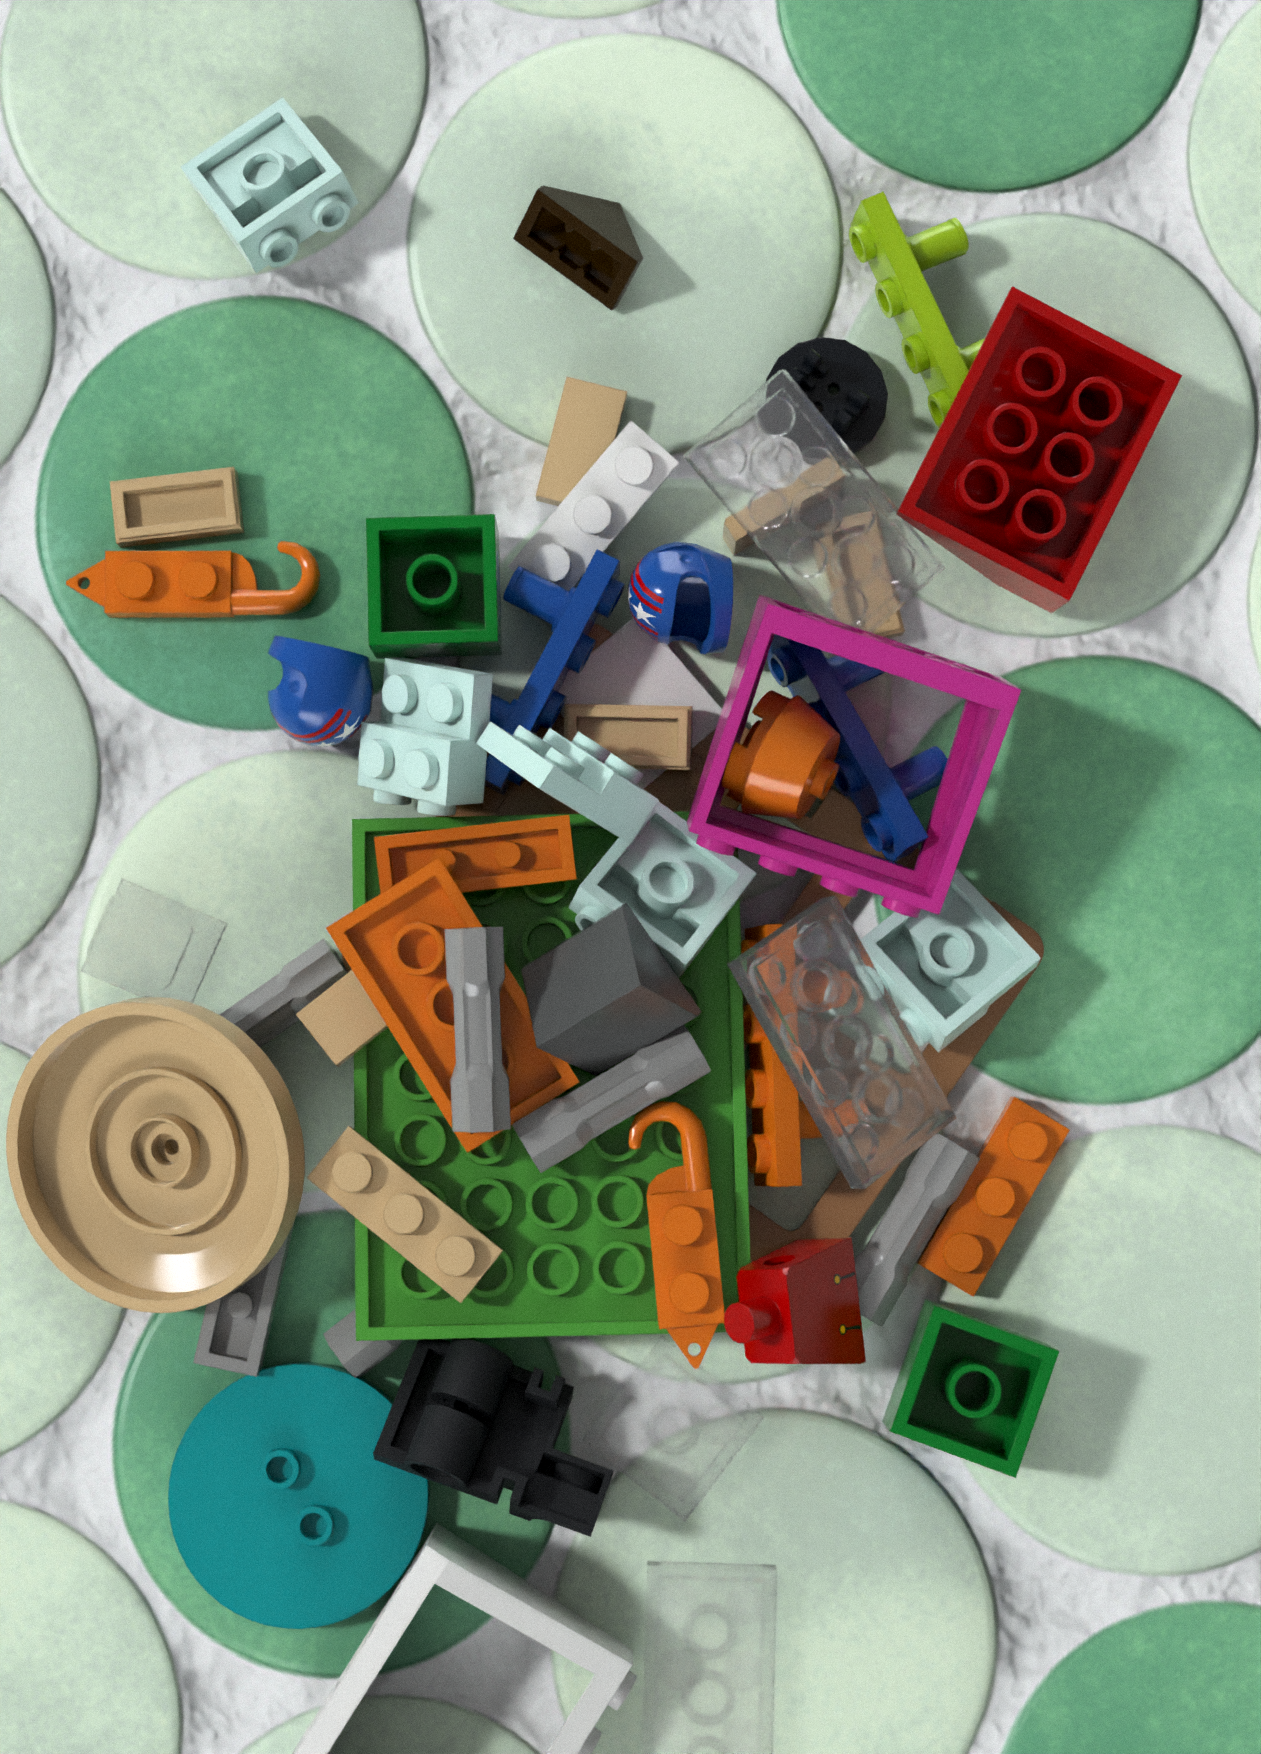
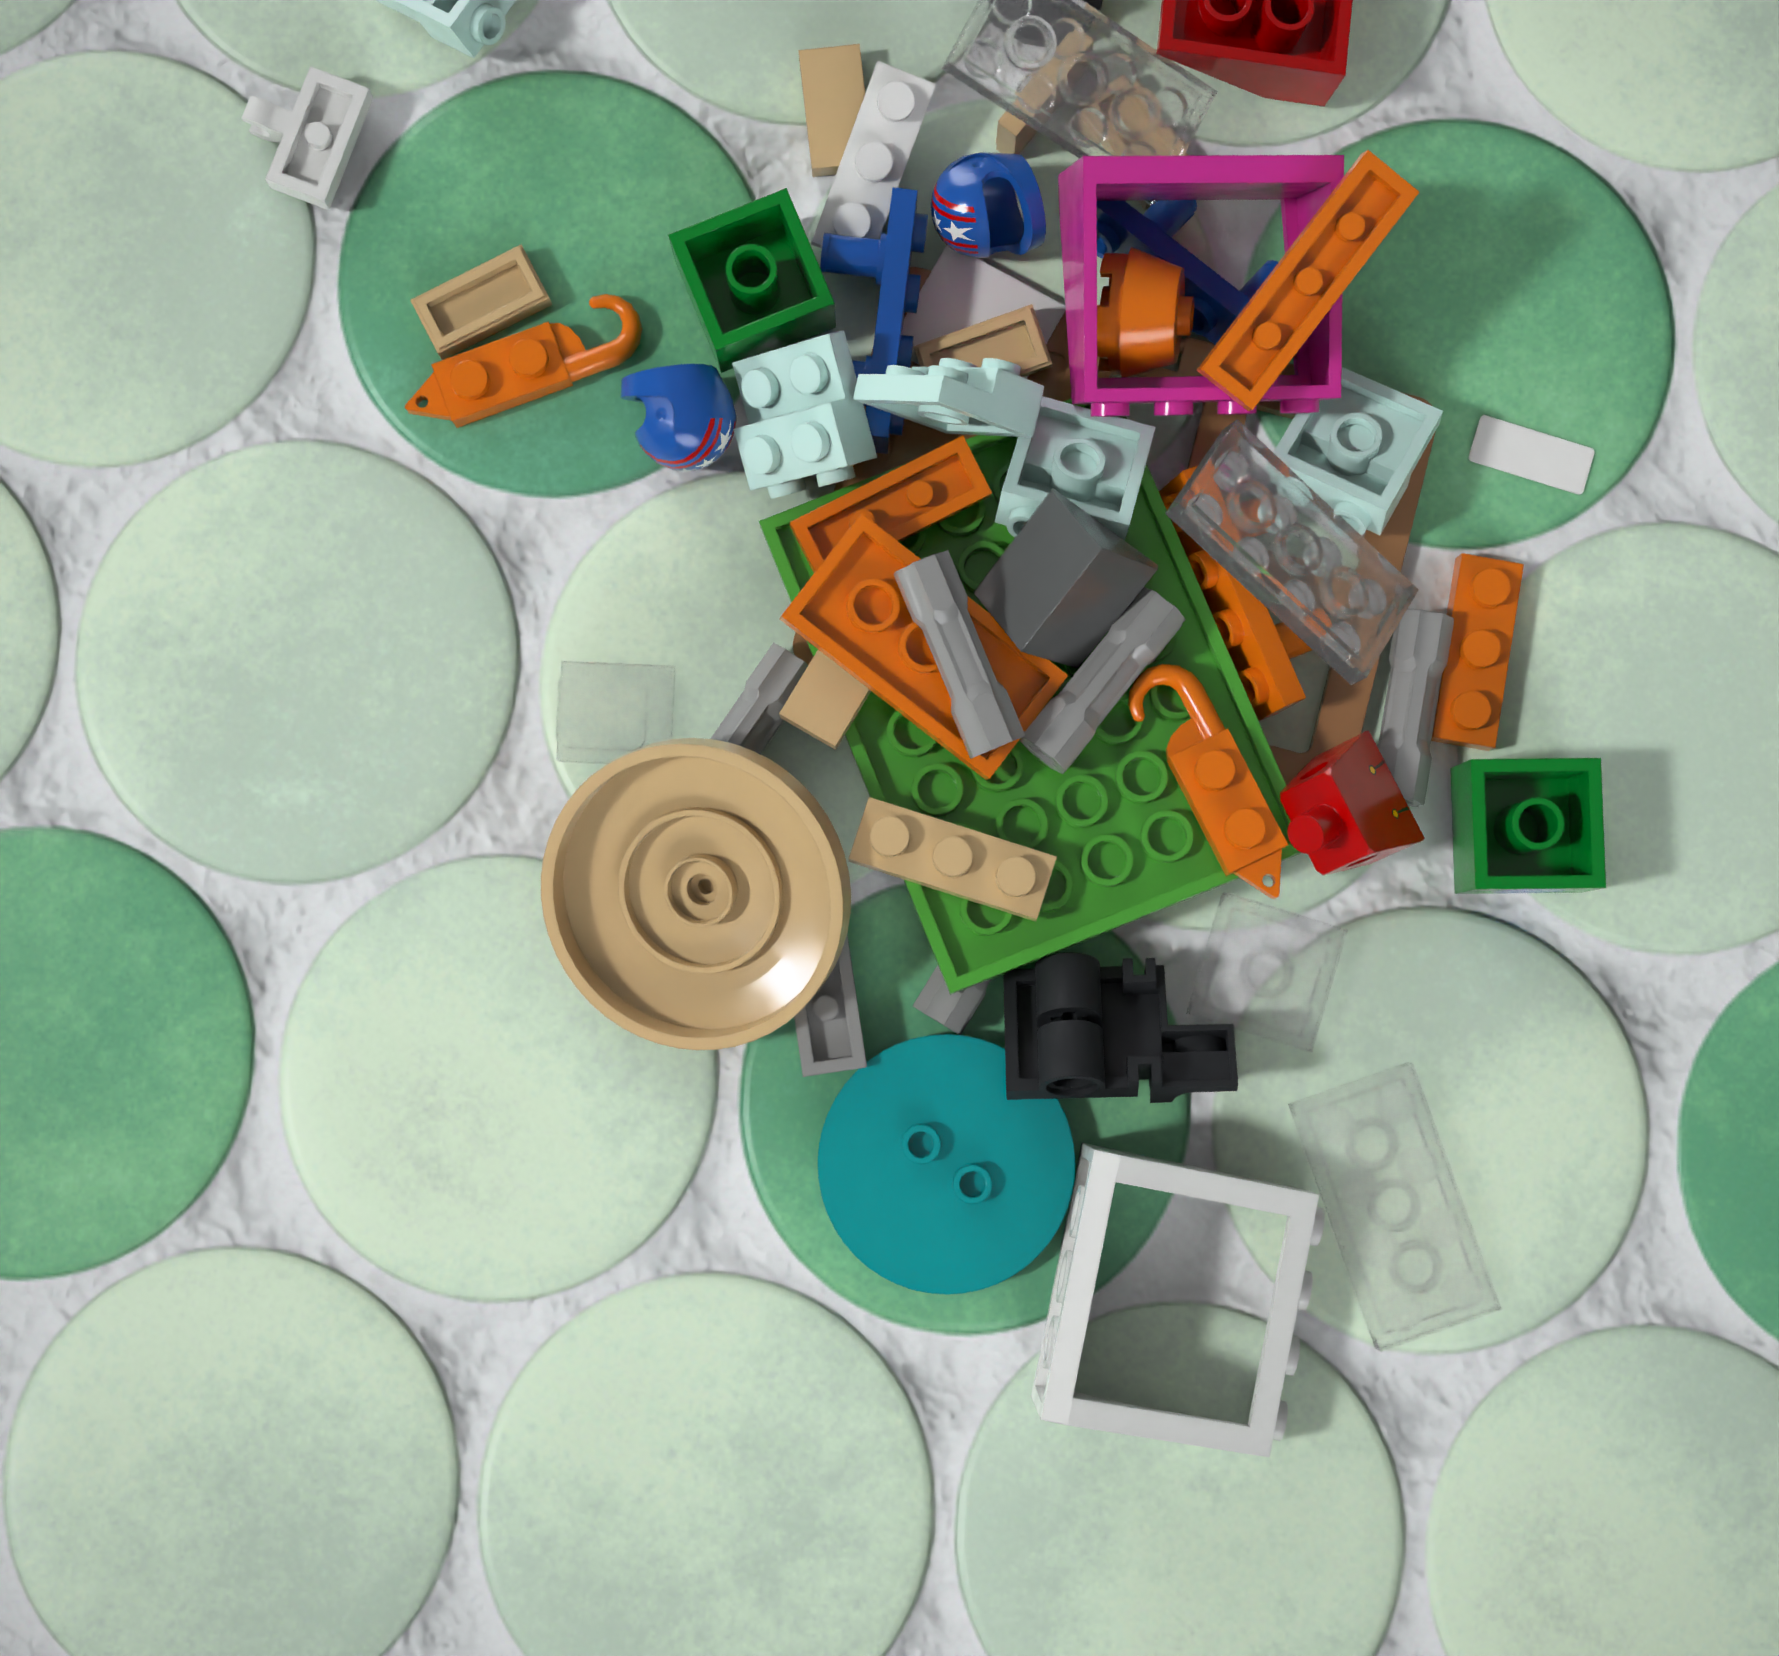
camera: 25 degrees left, 0 degrees up
(77, 293) = (313, 137): none -> white plate
(940, 797) = (1308, 280): none -> orange plate
(1122, 1024) = (1531, 454): none -> white sticker

